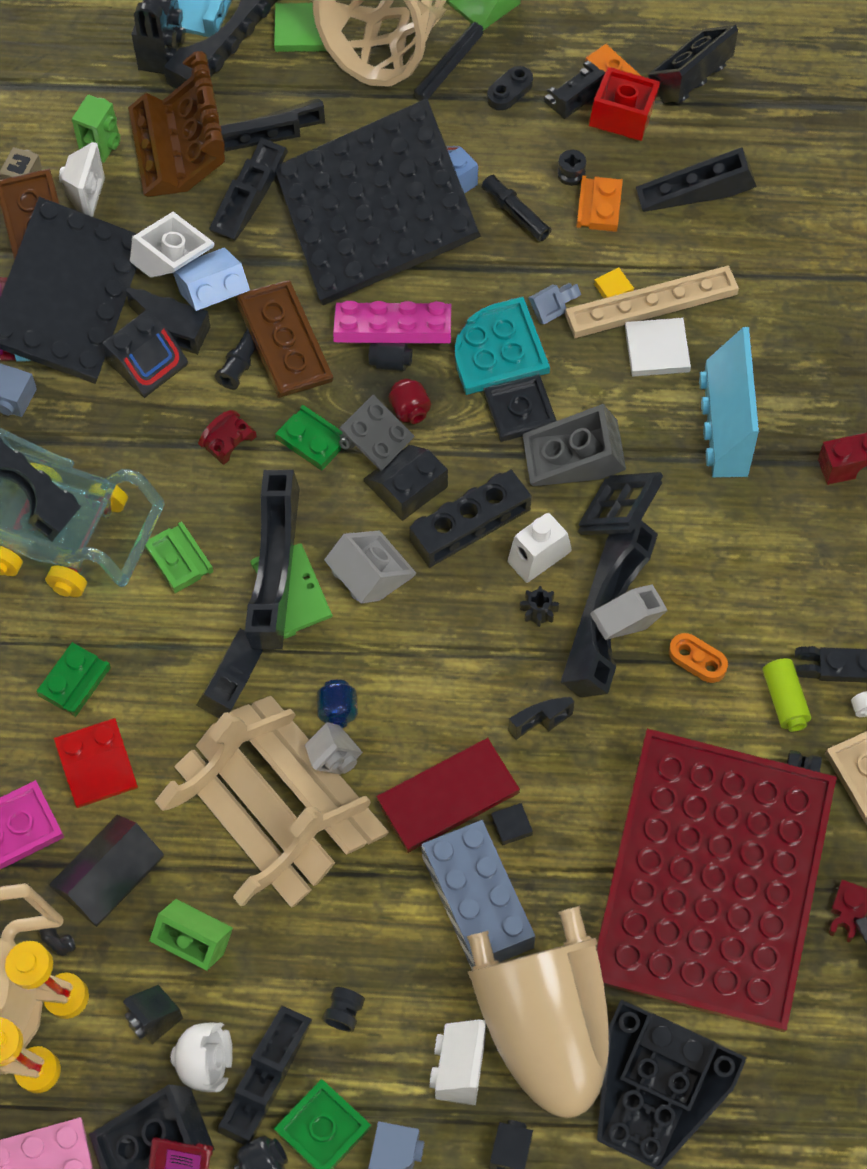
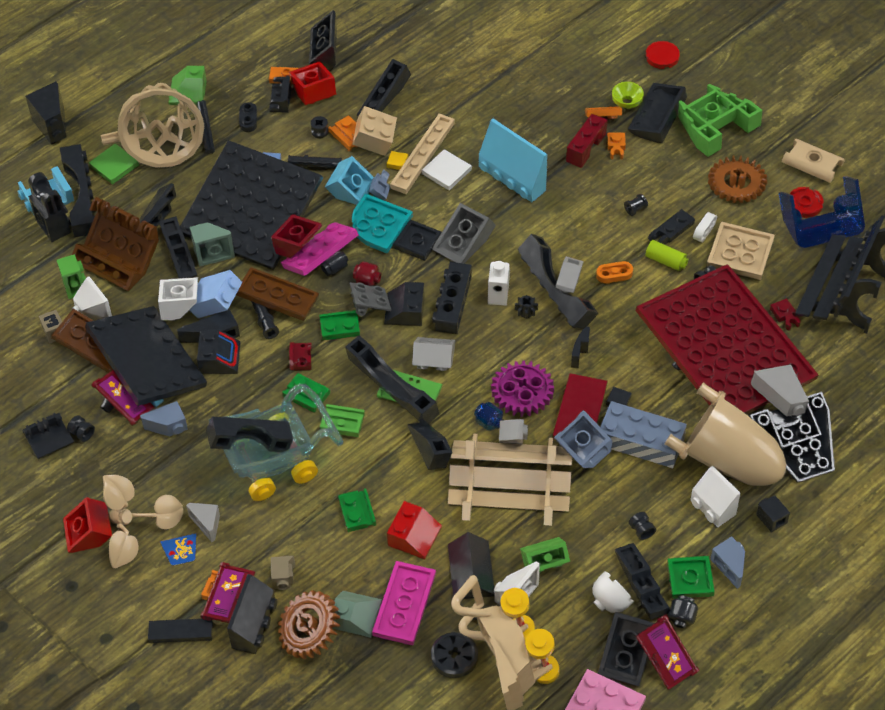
camera: 45 degrees left, 10 degrees down
(115, 944) = (525, 579): none -> white slope
(151, 1013) = (568, 601): black slope -> none
(183, 487) = (301, 398): none -> green plate
(275, 212) = (211, 243): none -> sand green slope
(369, 279) = (294, 235): none -> dark red slope
(384, 709) = (533, 385): none -> magenta gear
(390, 840) = (585, 441): none -> sand blue slope
(524, 266) = (349, 181): none -> medium azure slope
(621, 224) = (374, 131): none -> tan brick
(646, 482) = (518, 215): black piece -> none
(702, 1005) = (782, 389): none -> light grey slope
(830, 593) = (636, 204): none -> black bush

